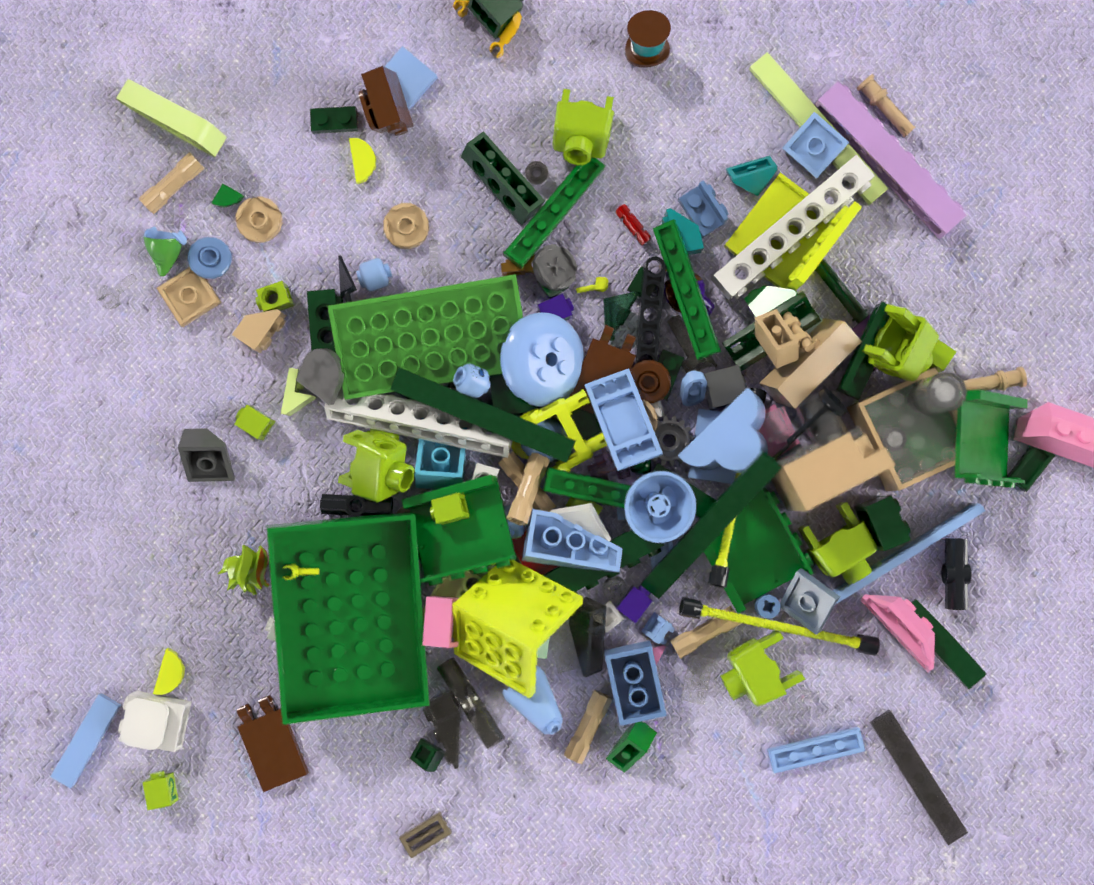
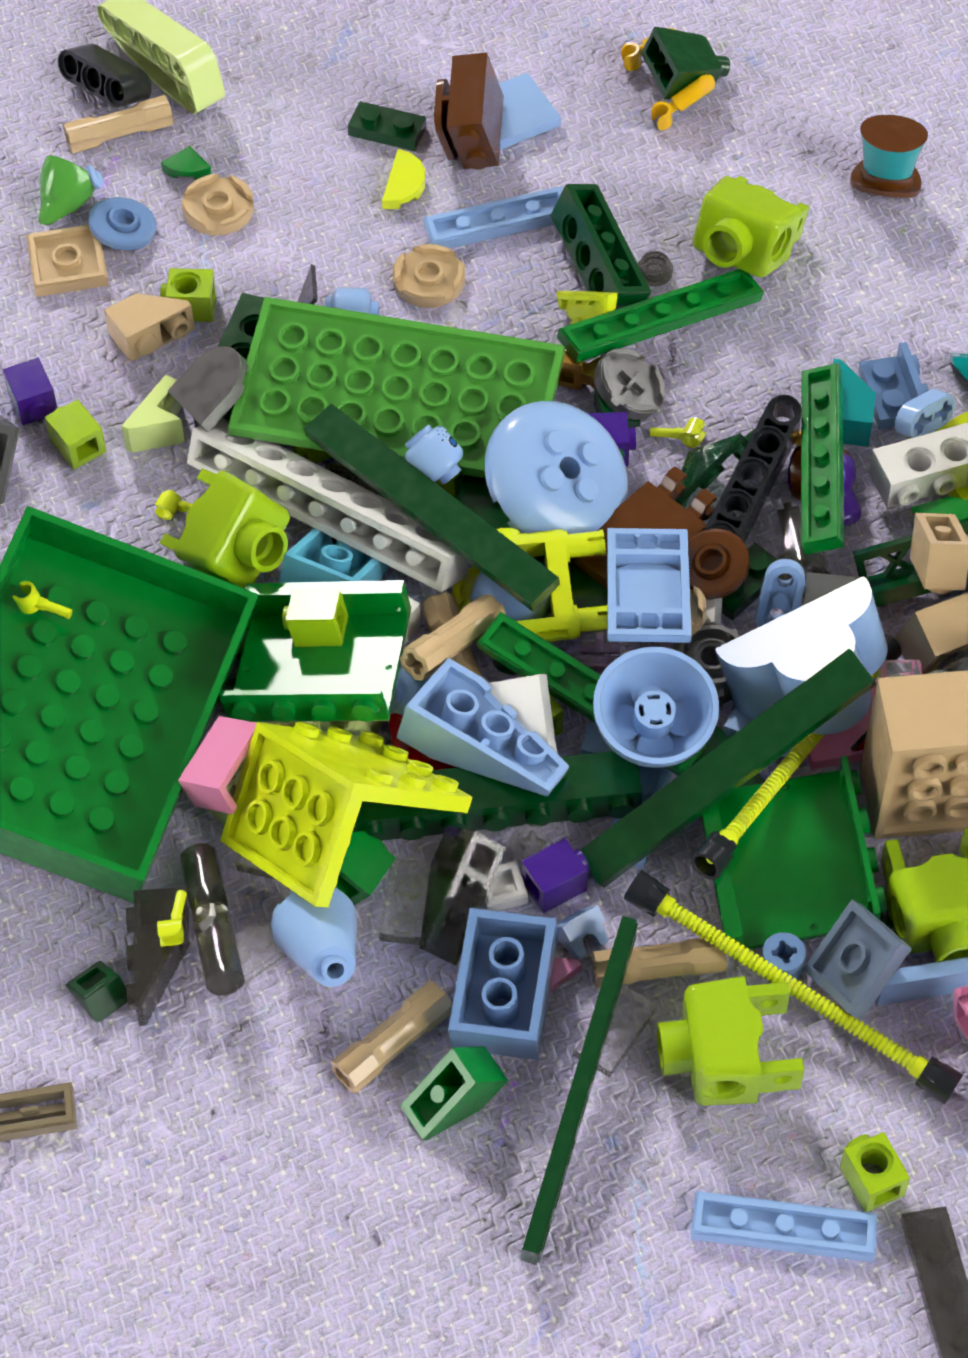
camera: 15 degrees right, 30 degrees down
(146, 151) = (104, 75): none -> black beam
(215, 403) = (30, 391): none -> dark purple brick
(328, 447) = (169, 503): none -> neon yellow hand
(428, 167) = (492, 219): none -> light blue tile
(456, 723) = (171, 930): none -> neon yellow hand
(510, 221) = (585, 304): none -> neon yellow tile
(633, 224) = (774, 370): red axle -> none
(696, 726) = (579, 1092): none -> dark green tile
(730, 229) = (925, 413): none -> light blue beam
(858, 715) = (870, 1188): none -> lime brick

